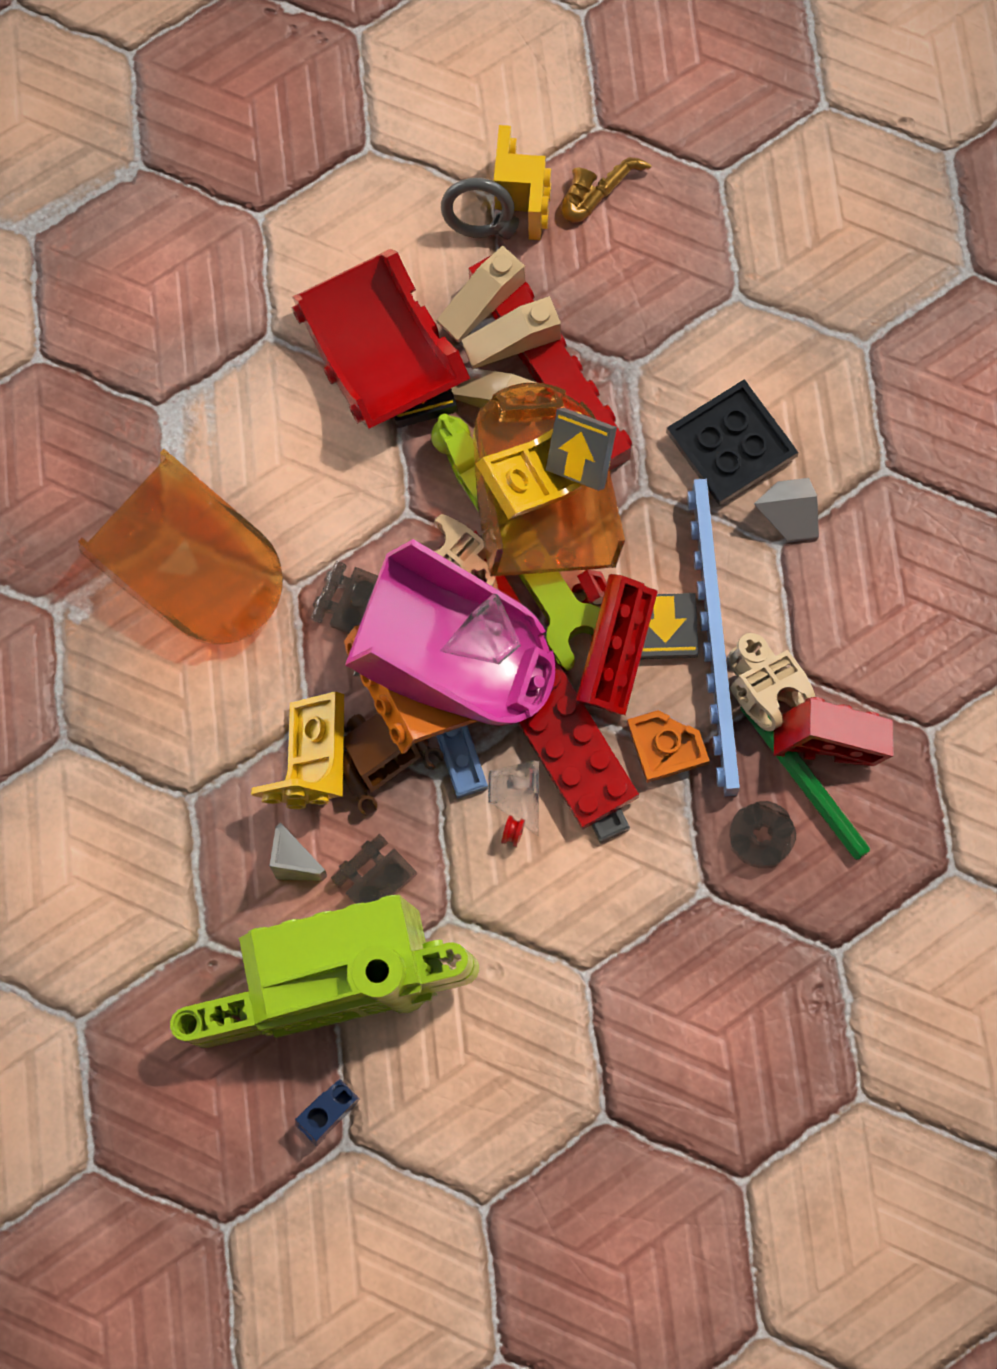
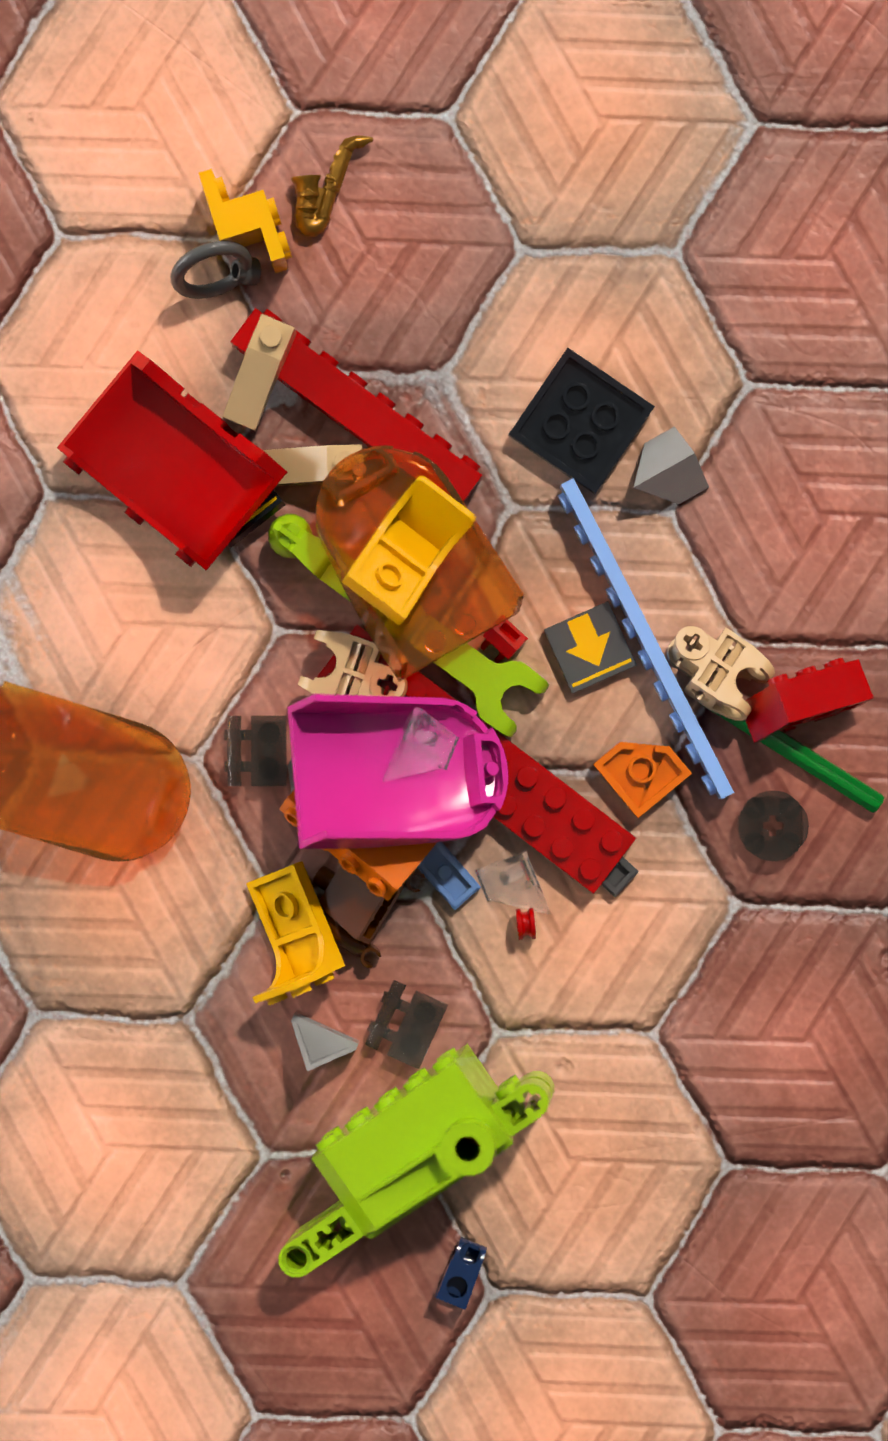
camera: 25 degrees left, 15 degrees up
(514, 333) = (310, 403): tan slope -> none
(581, 448) = (439, 515): dark grey tile -> none
(617, 644) = (554, 696): red brick -> none

